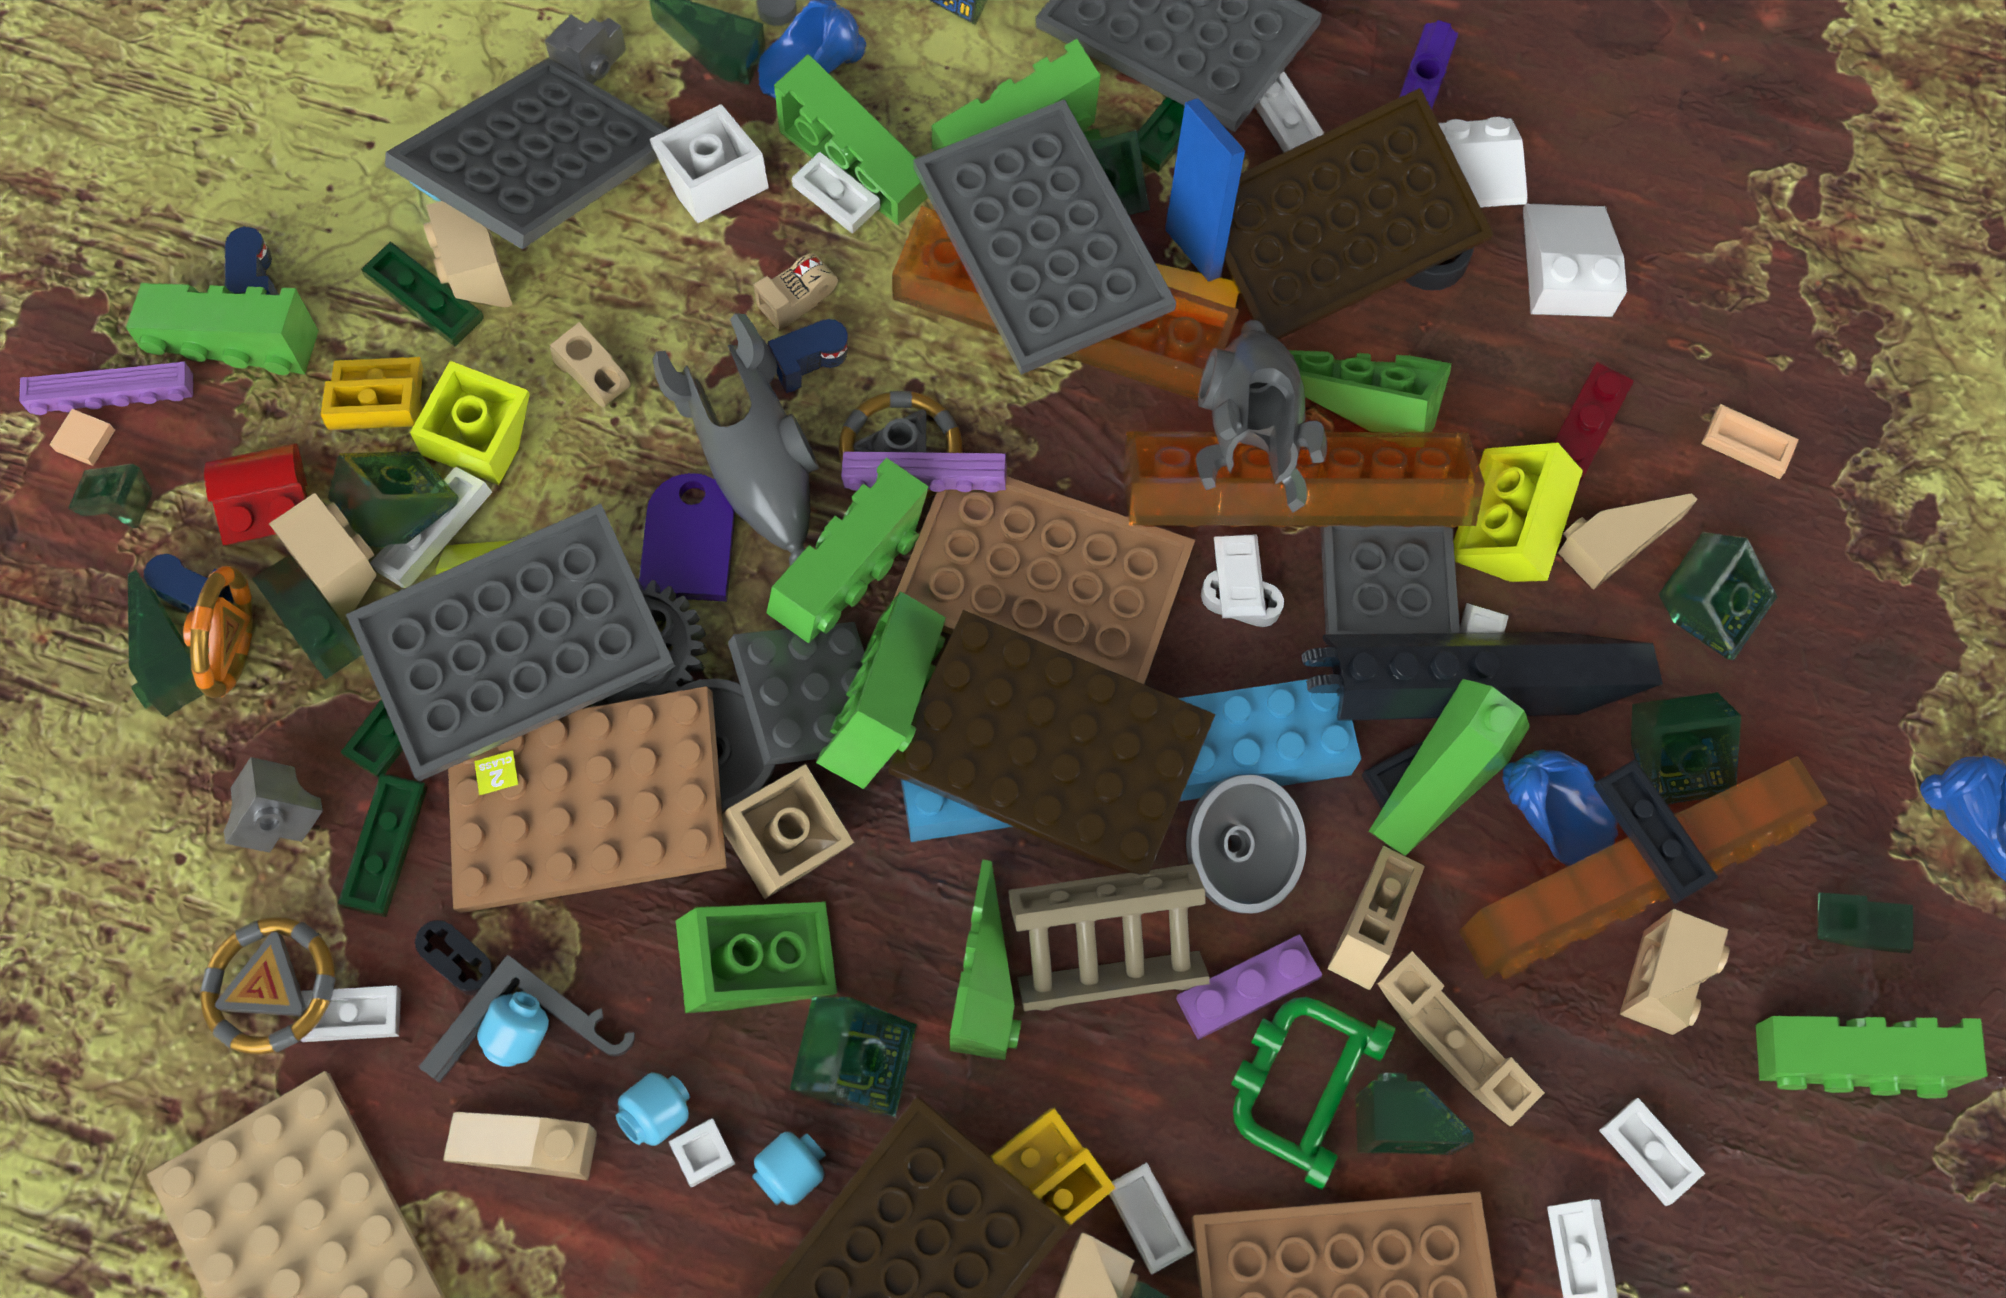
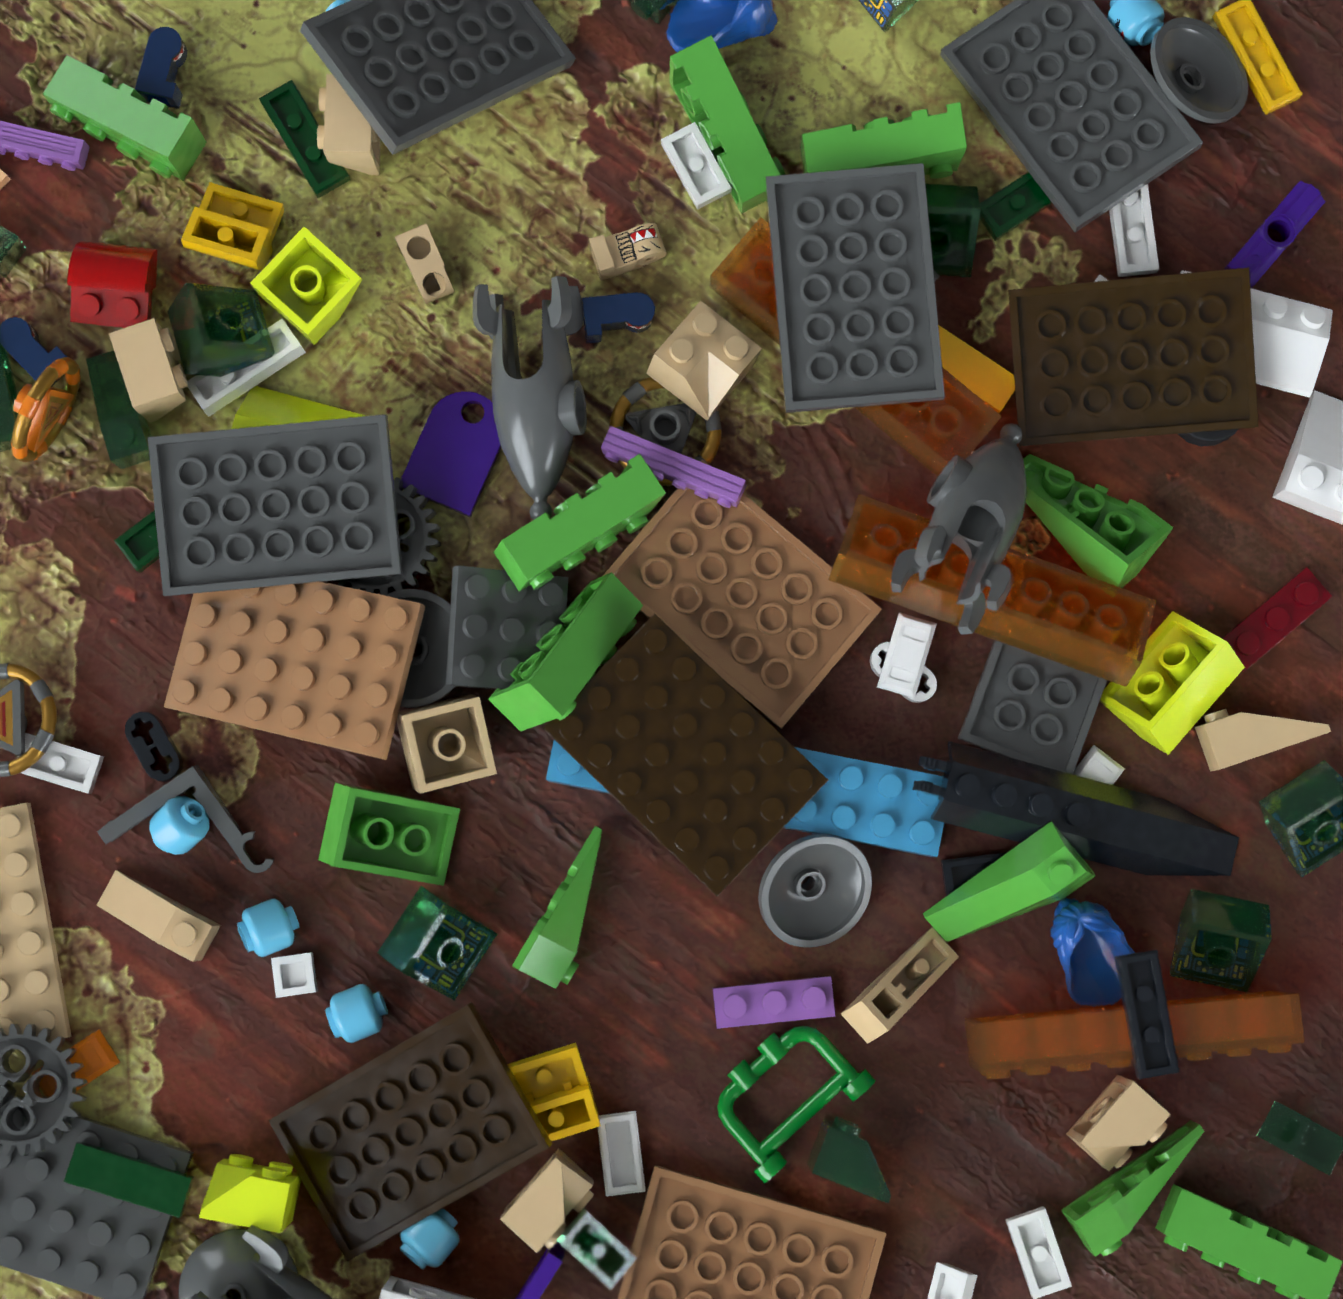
camera: 20 degrees right, 15 degrees up
(269, 806) = (43, 570): flat silver brick -> none
(382, 845) = (124, 631): dark green tile -> none
(496, 772) = (230, 608): neon yellow sticker -> none
(710, 163) = (593, 101): white slope -> none
(915, 361) = (703, 360): none -> tan slope
(1105, 898) = (676, 902): dark tan fence -> none
(1204, 189) = (1012, 296): blue tile -> none
(1457, 1042) = (922, 1109): tan slope -> none
(1713, 1059) = (1119, 1201): none -> bright green wedge

